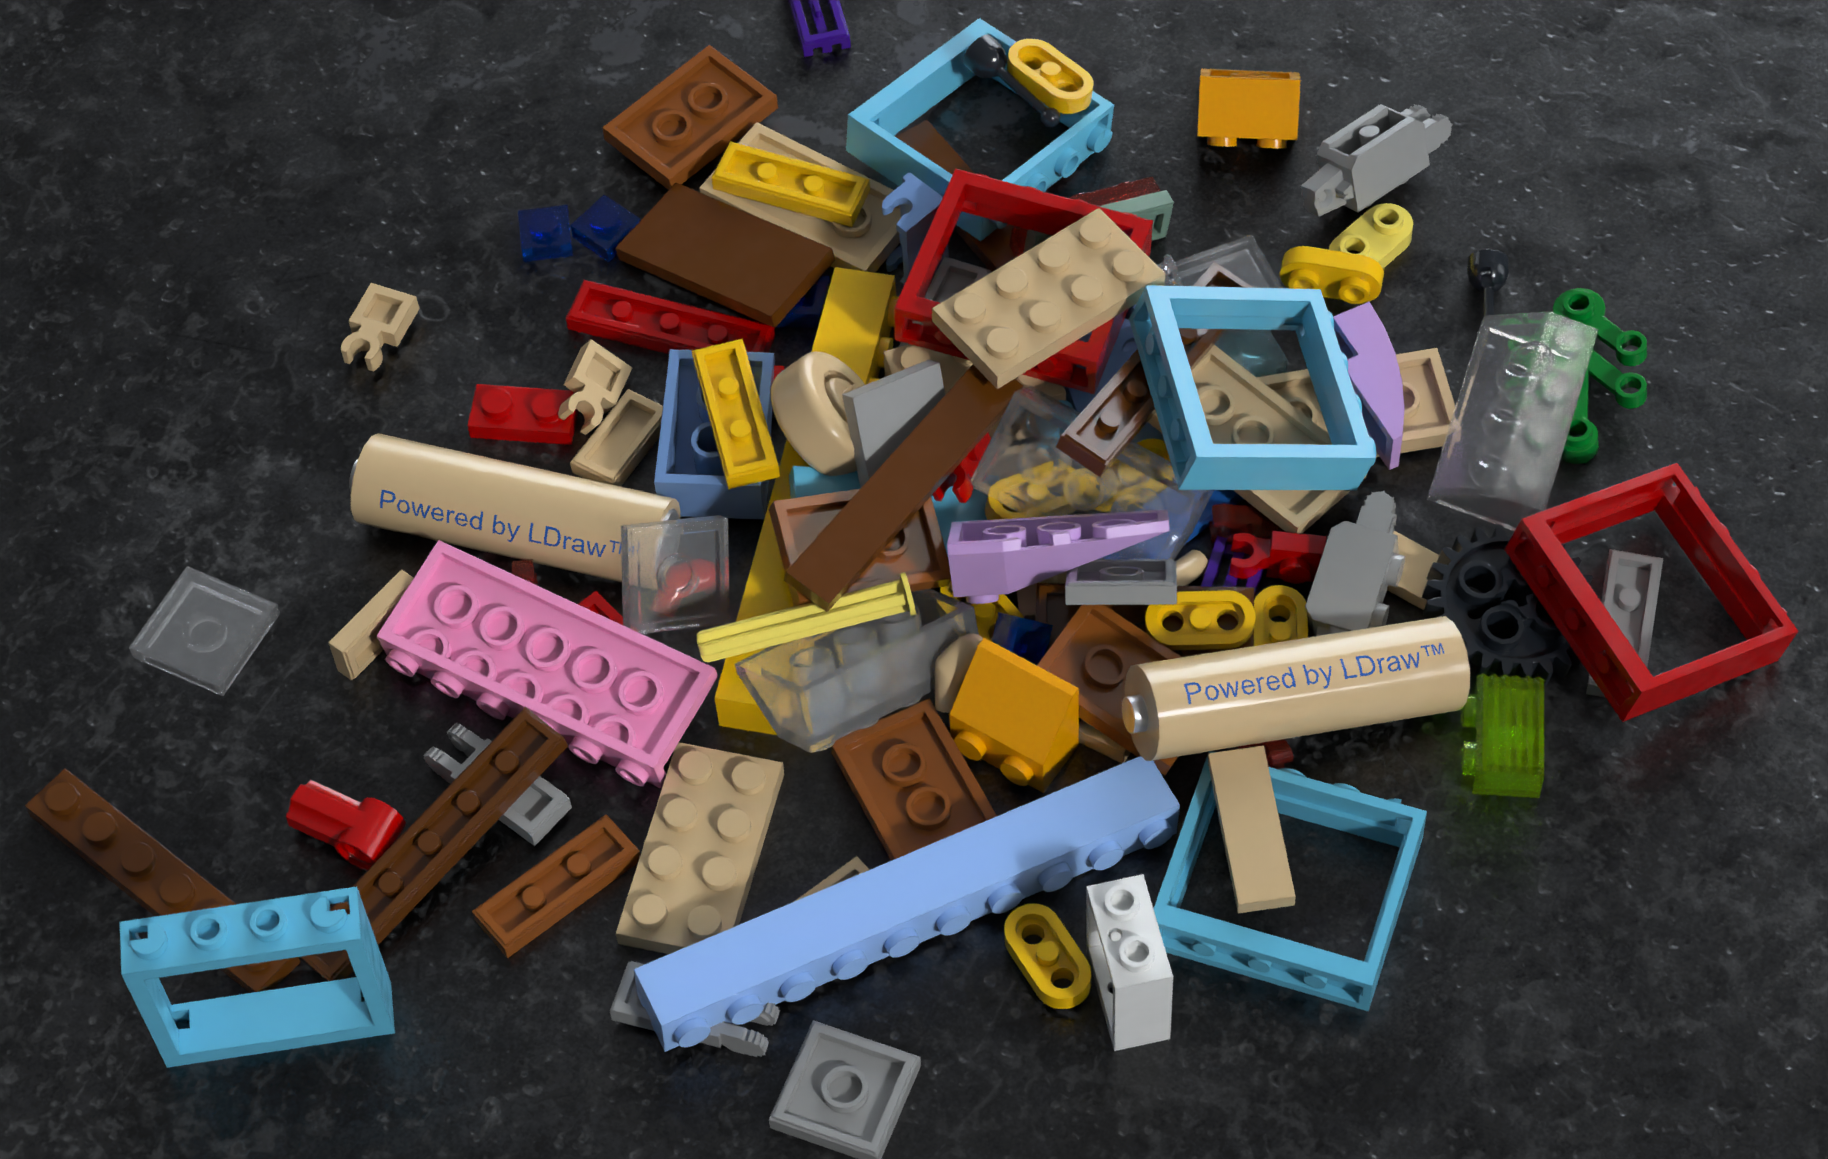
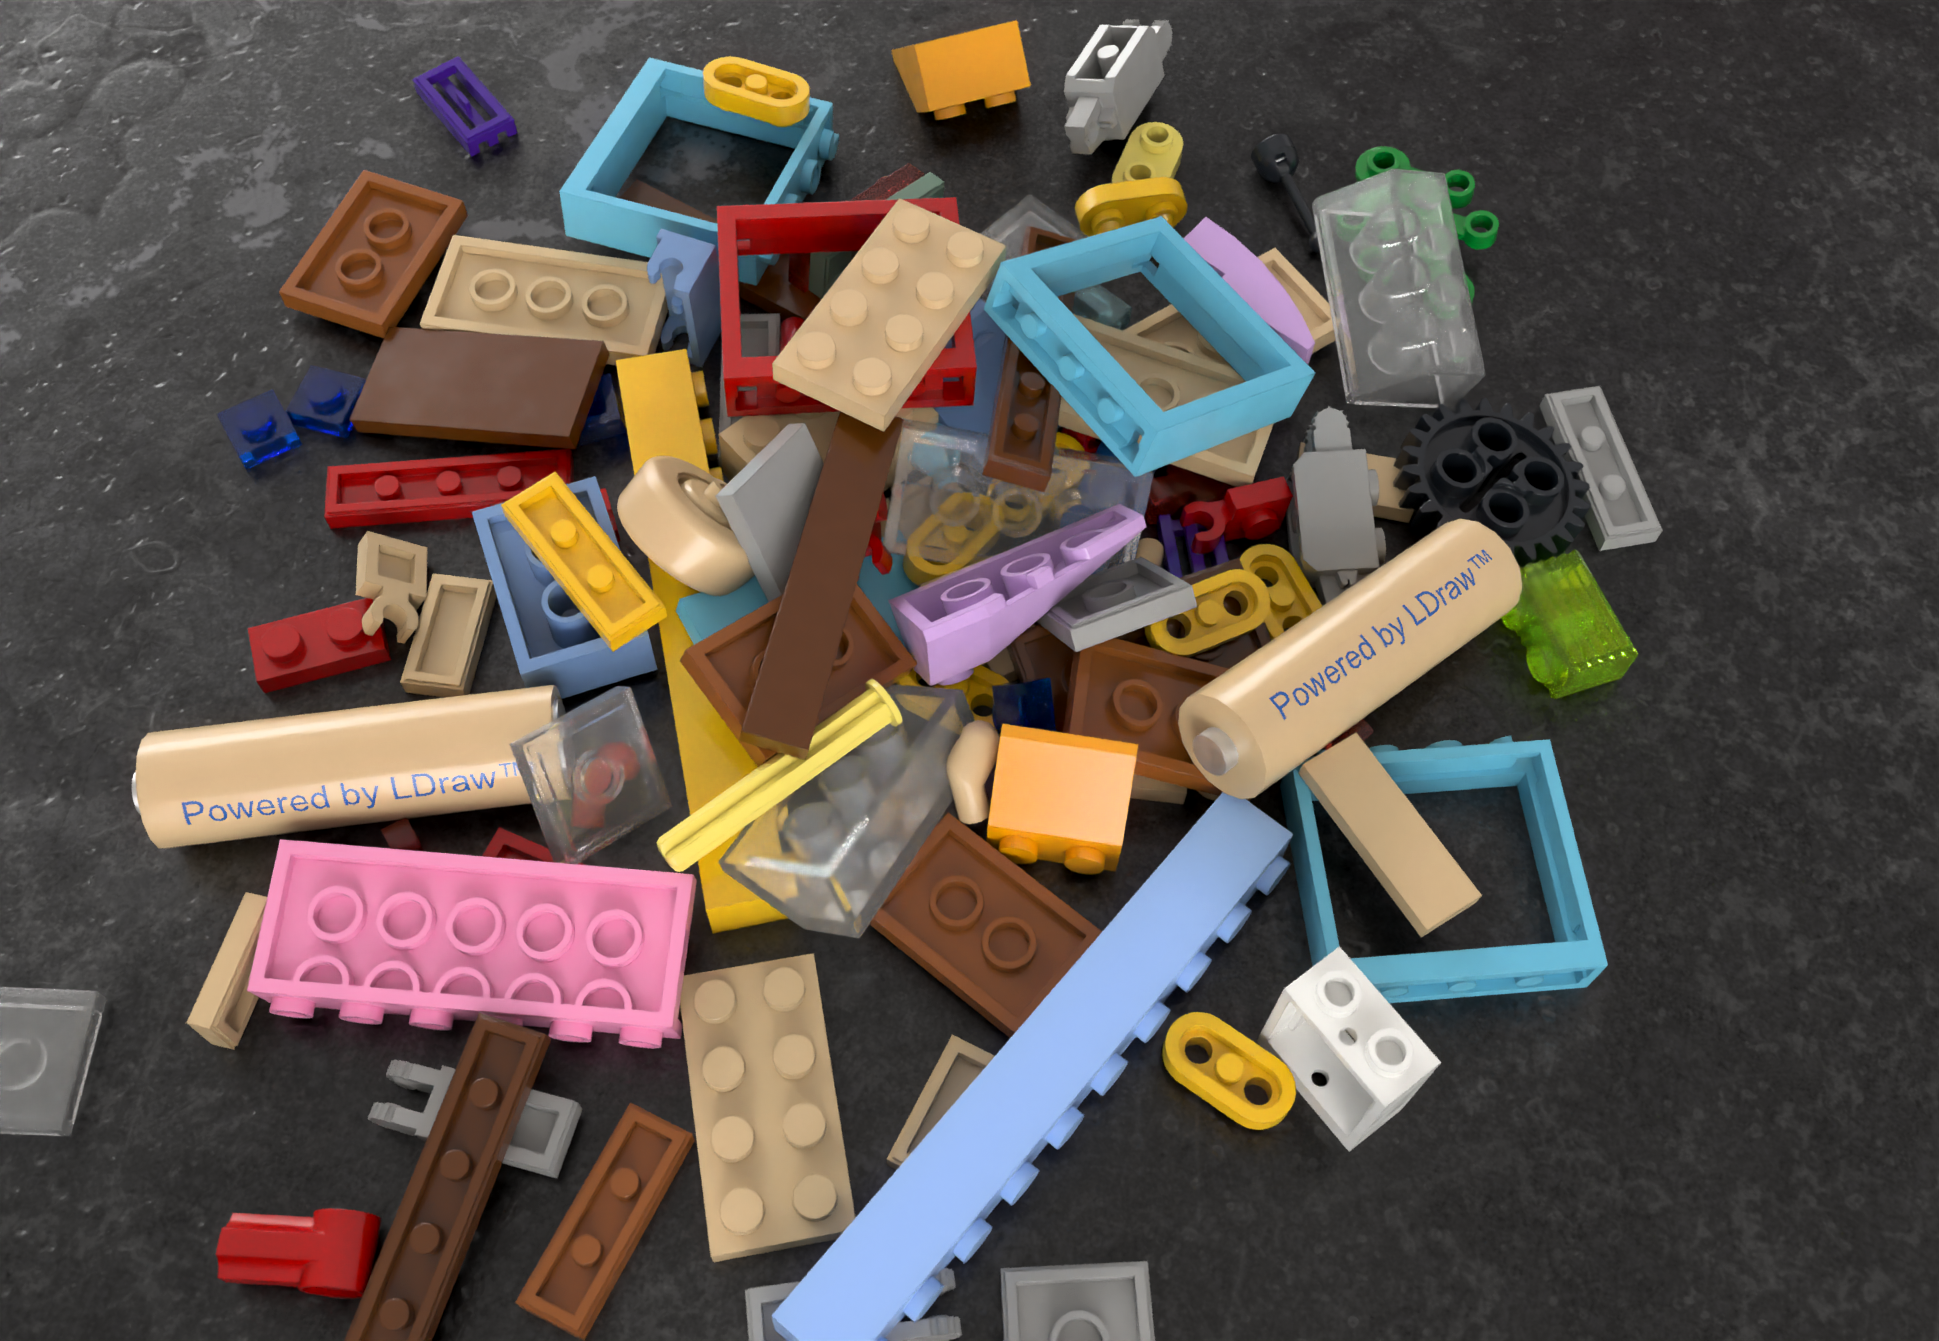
camera: 30 degrees left, 5 degrees up
(378, 319) = (92, 593): tan plate -> none
(791, 184) = (522, 287): yellow tile -> none
(988, 60) = (684, 93): black hinge -> none
(1593, 632) = (1595, 471): red window -> none

